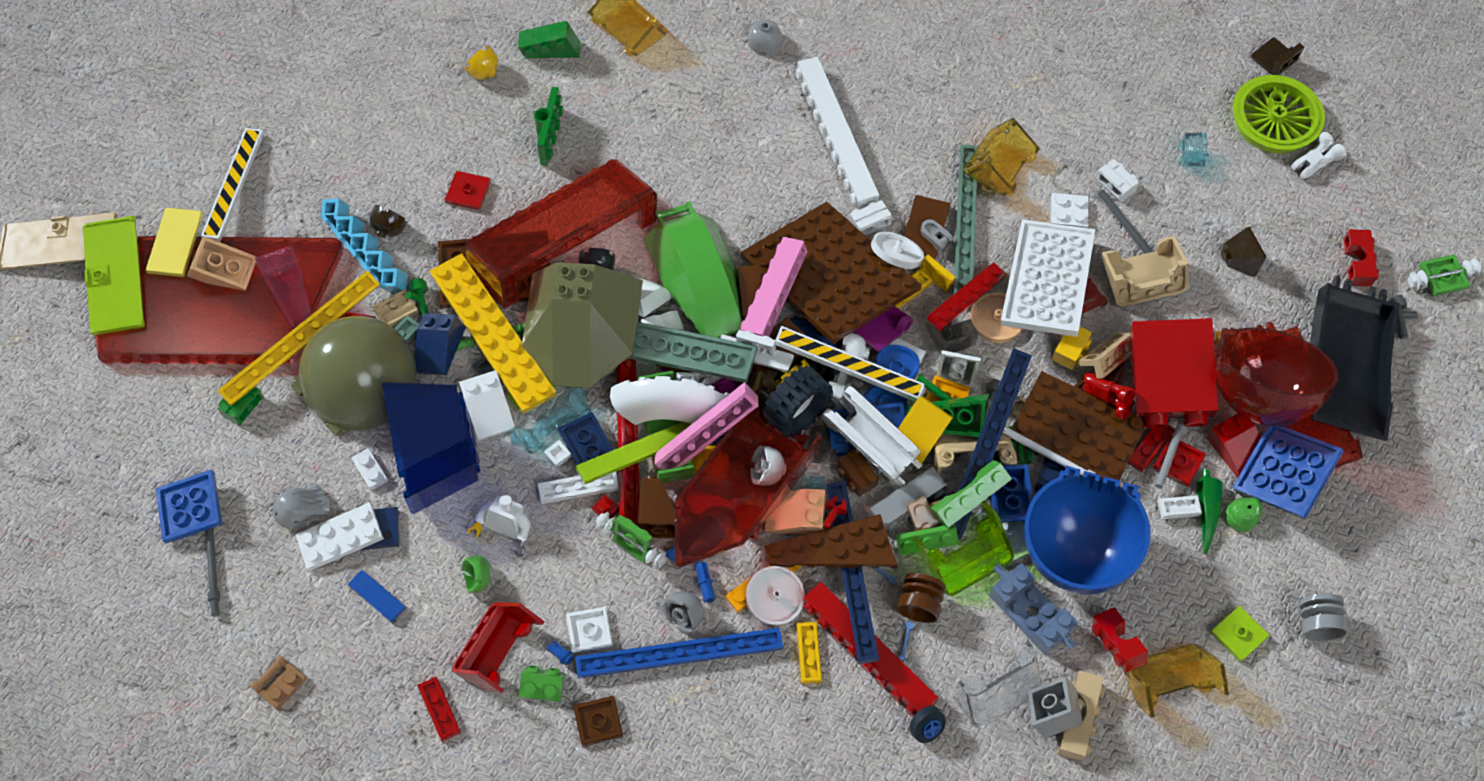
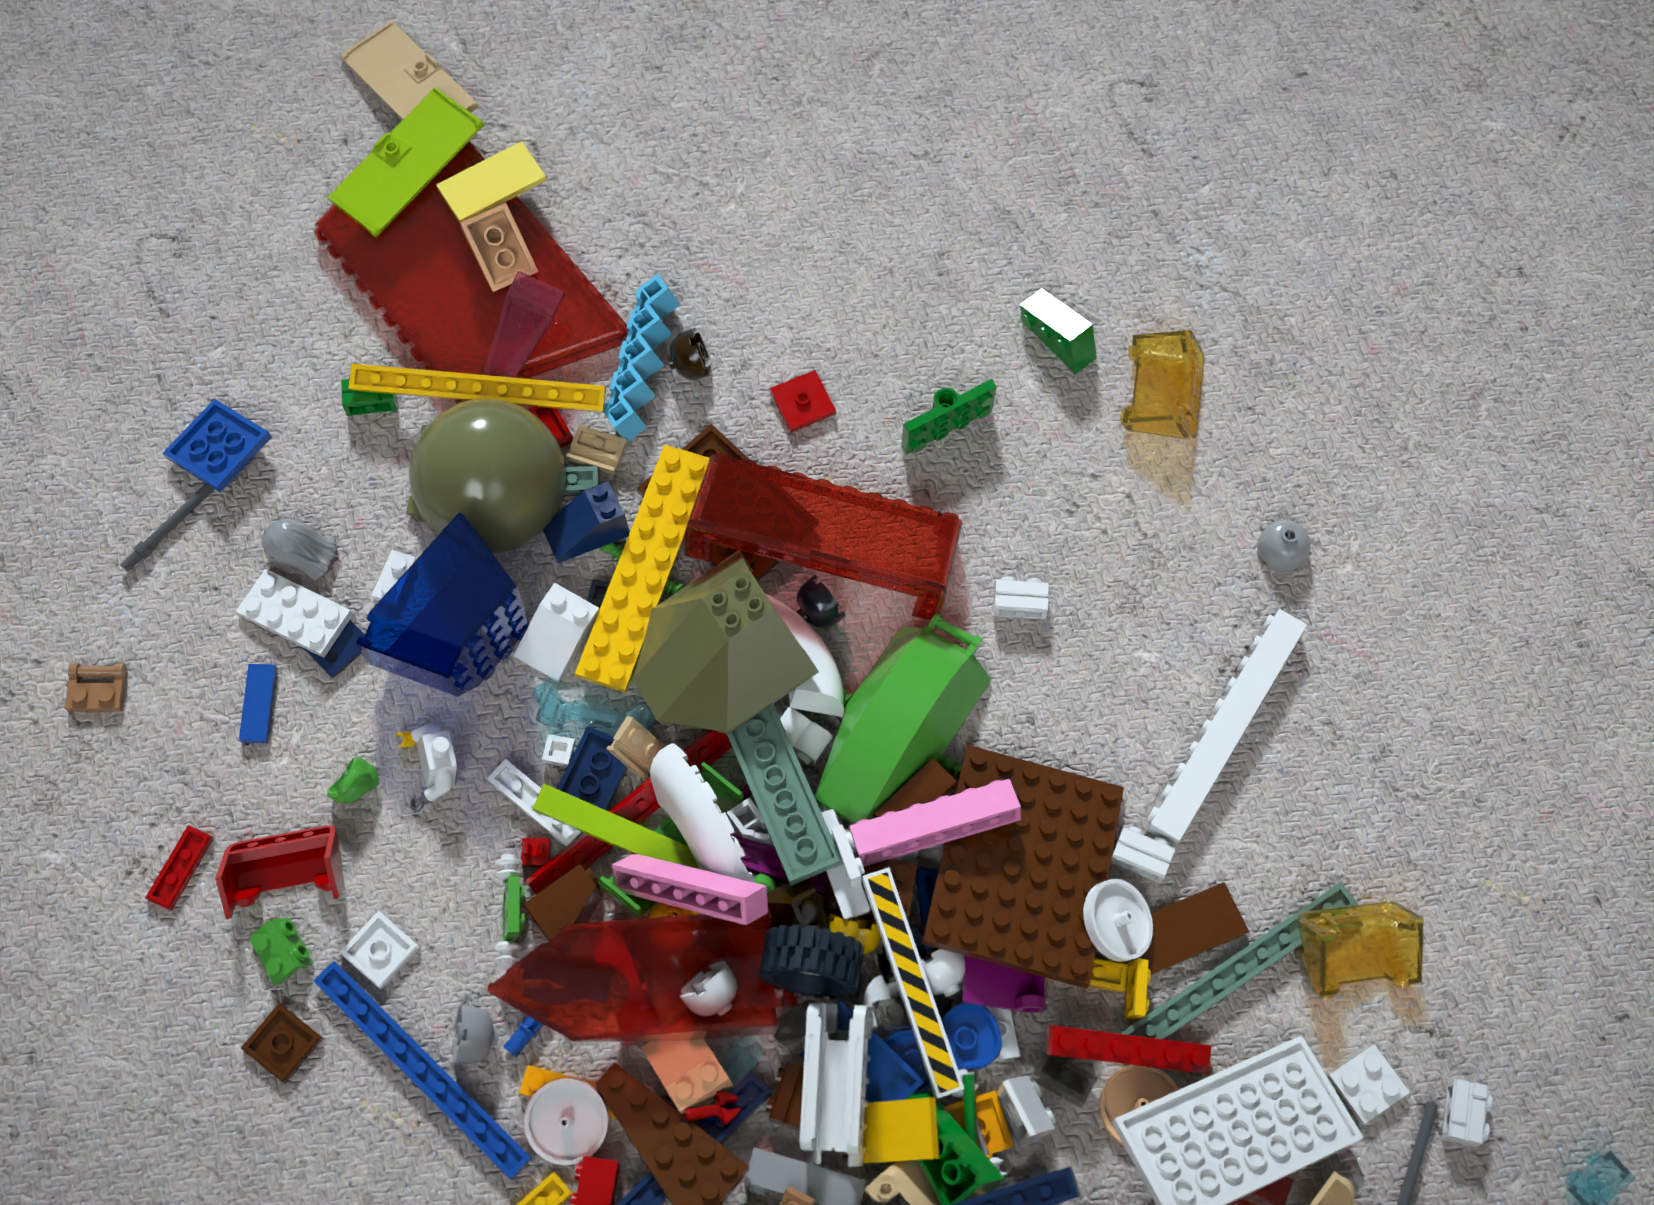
camera: 50 degrees right, 5 degrees up
(232, 184) = (607, 177): tile -> none
(416, 292) = (640, 449): green piece -> none
(483, 64) = (968, 287): yellow cylinder -> none
(565, 656) = (329, 942): blue pin -> none
(595, 410) = (635, 747): none -> tan plate
(682, 171) = (1020, 598): none -> white brick
(931, 229) = (1186, 937): light grey plate -> none

